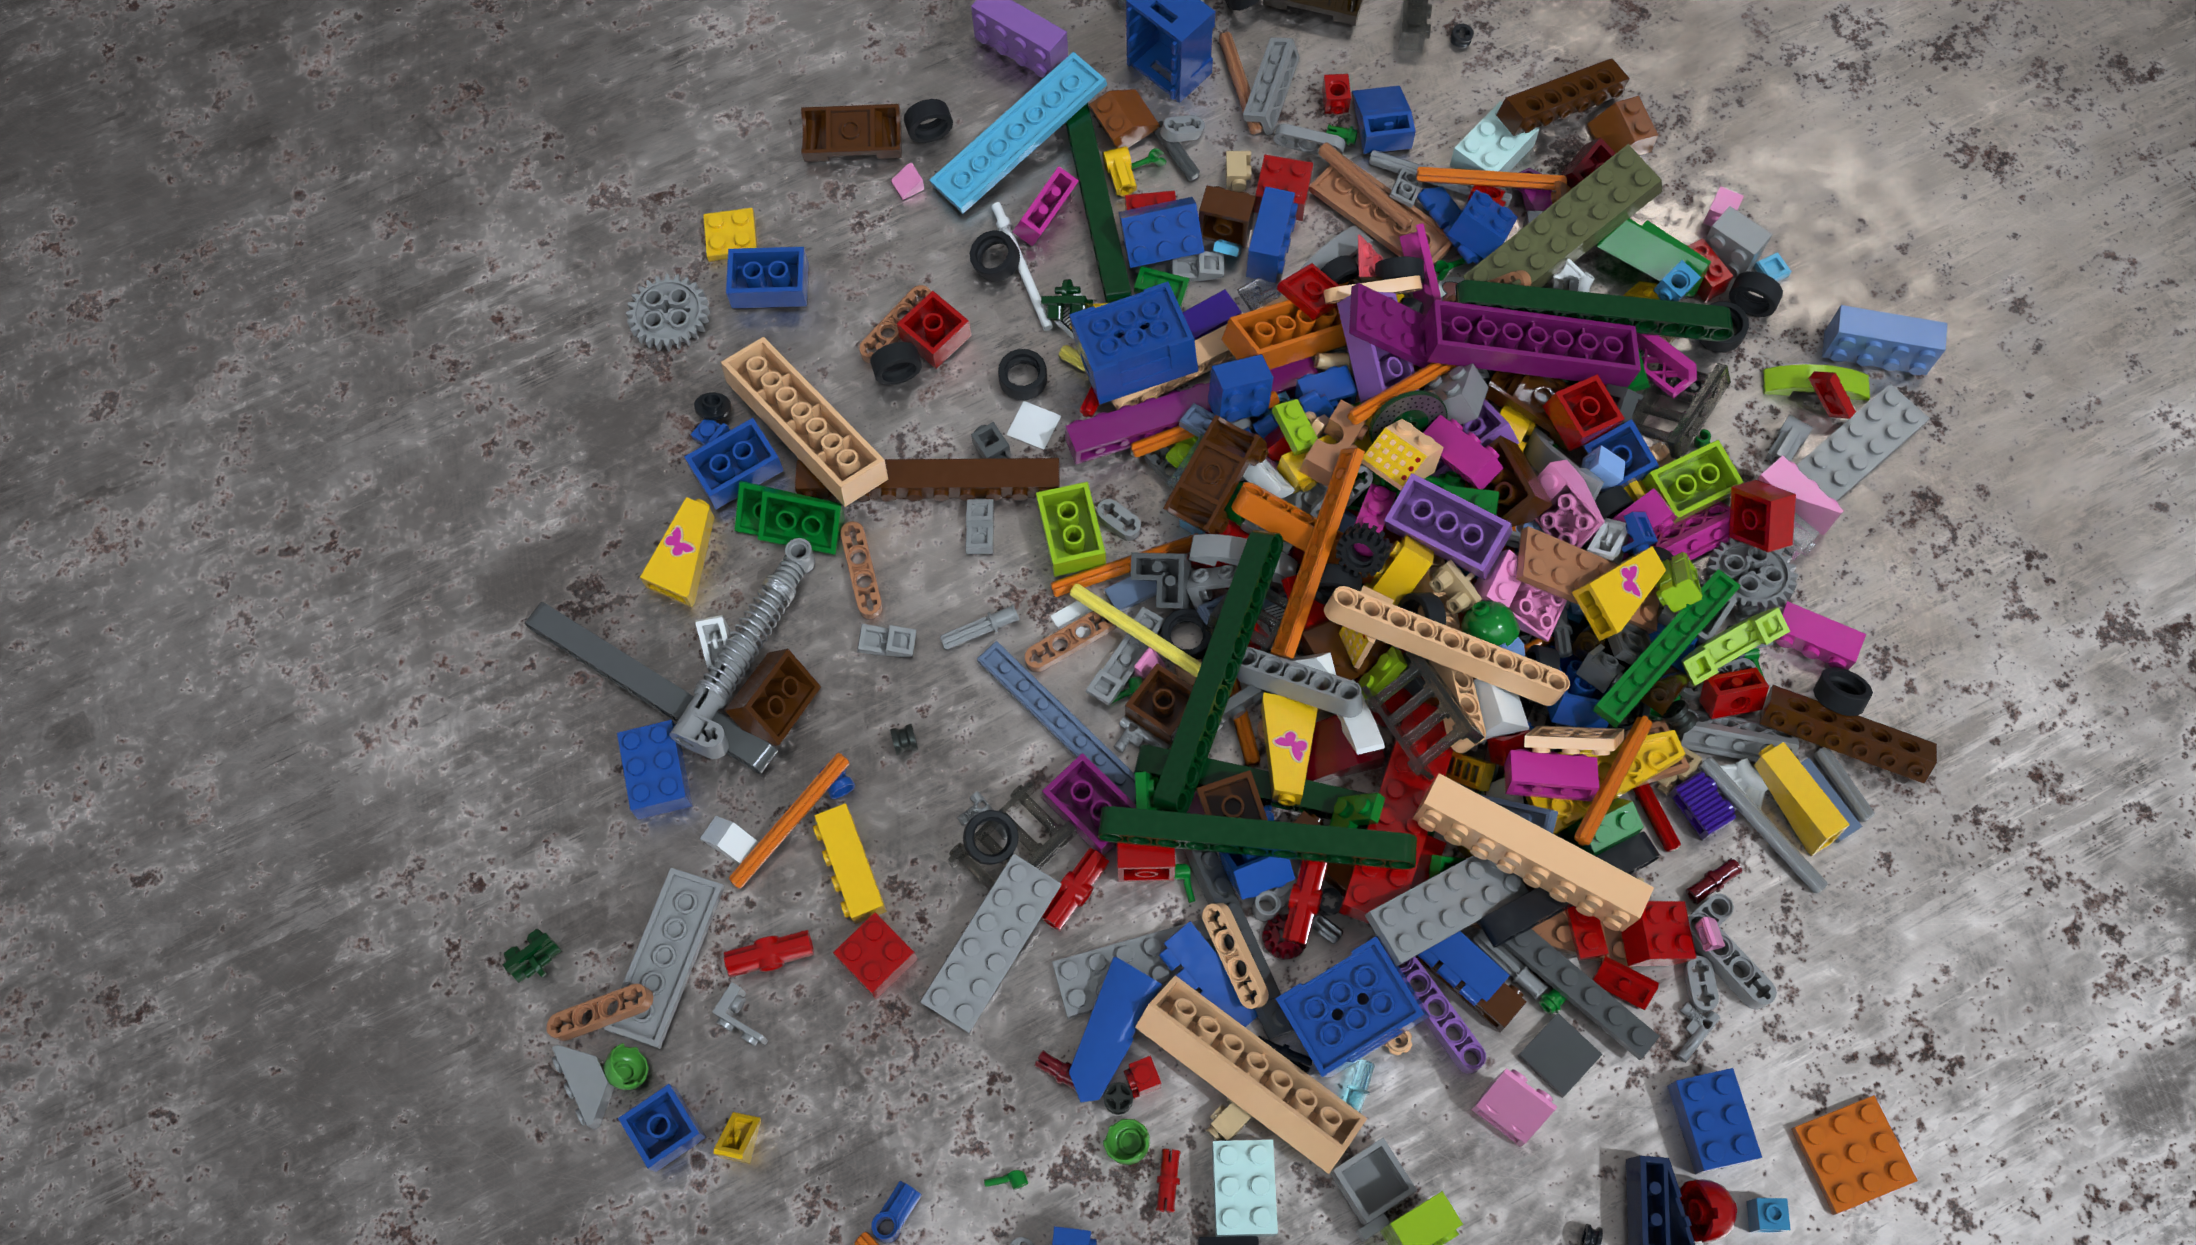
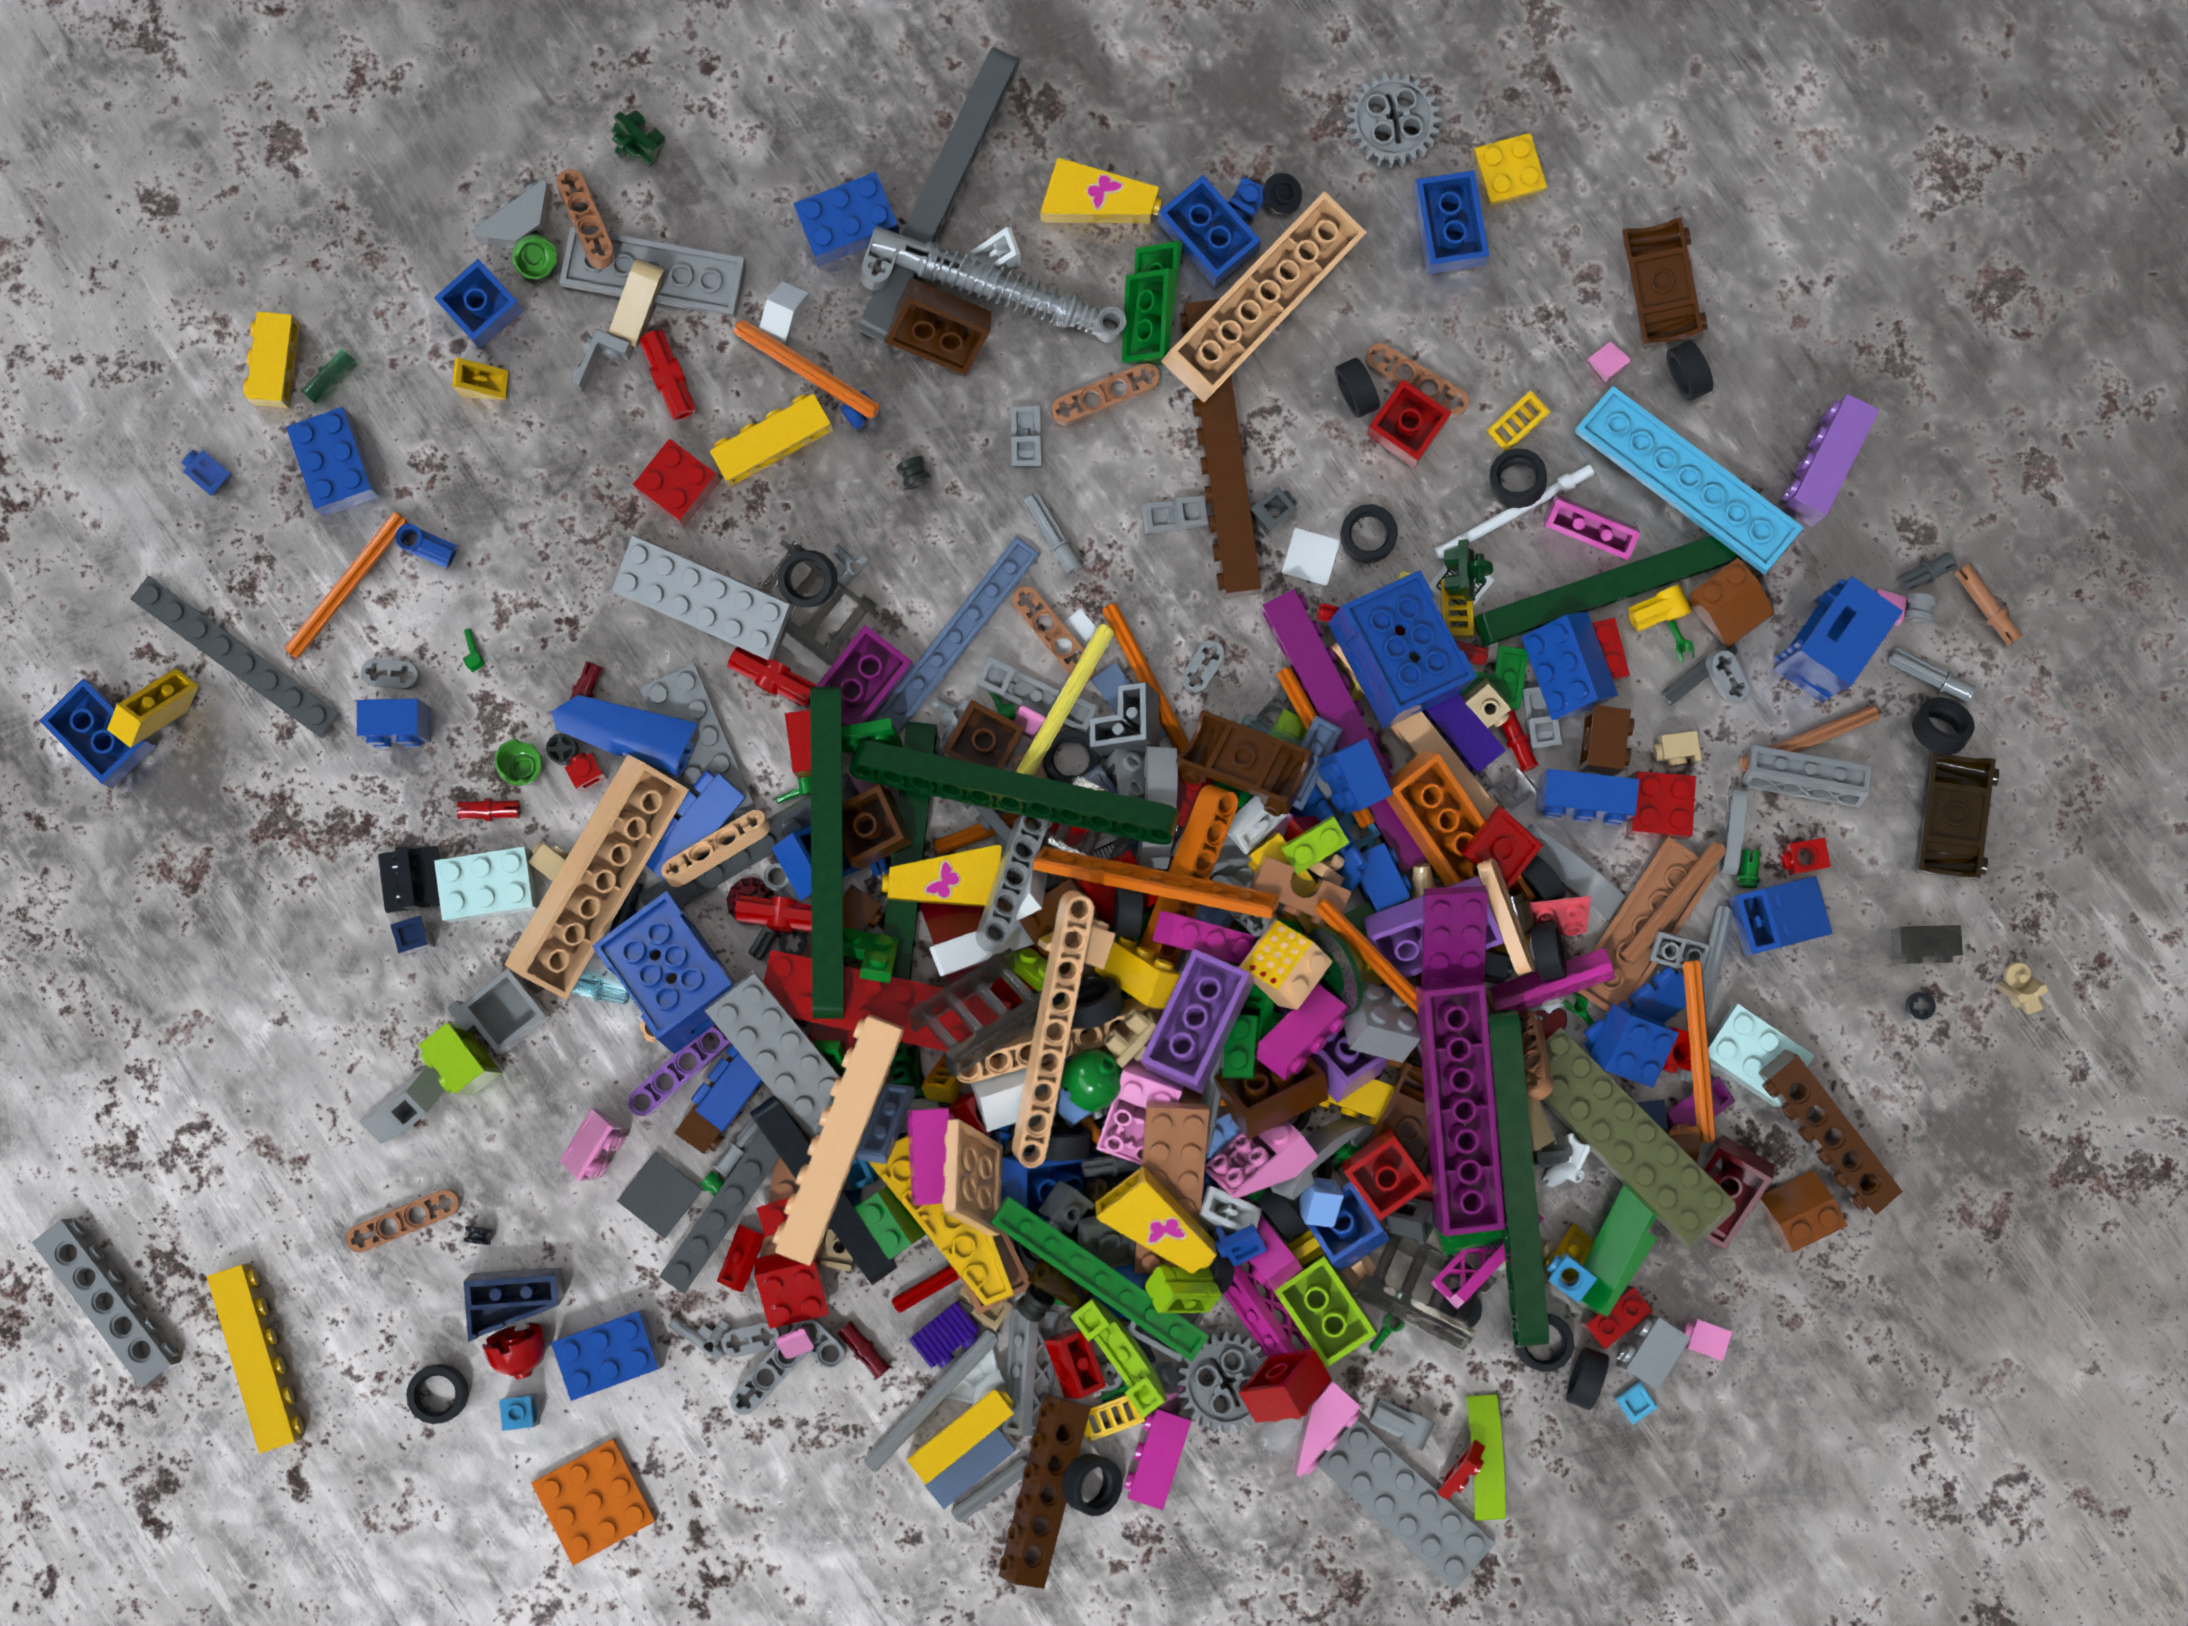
camera: 80 degrees right, 15 degrees up
(692, 969) = (636, 302): none -> tan beam
(941, 233) = (1536, 403): none -> yellow slope
(1071, 529) = (1178, 614): lime brick -> none
(1188, 293) = (1481, 696): none -> tan brick
(1216, 285) = (1519, 743): none -> red pin
(1227, 248) = (1568, 748): medium azure tile -> none
(1372, 540) = (1155, 928): black tyre -> none
(1613, 781) = (935, 1224): orange axle -> none
(1784, 659) = (1118, 1401): none -> yellow slope
(1884, 340) = (1543, 1532): medium blue brick -> none

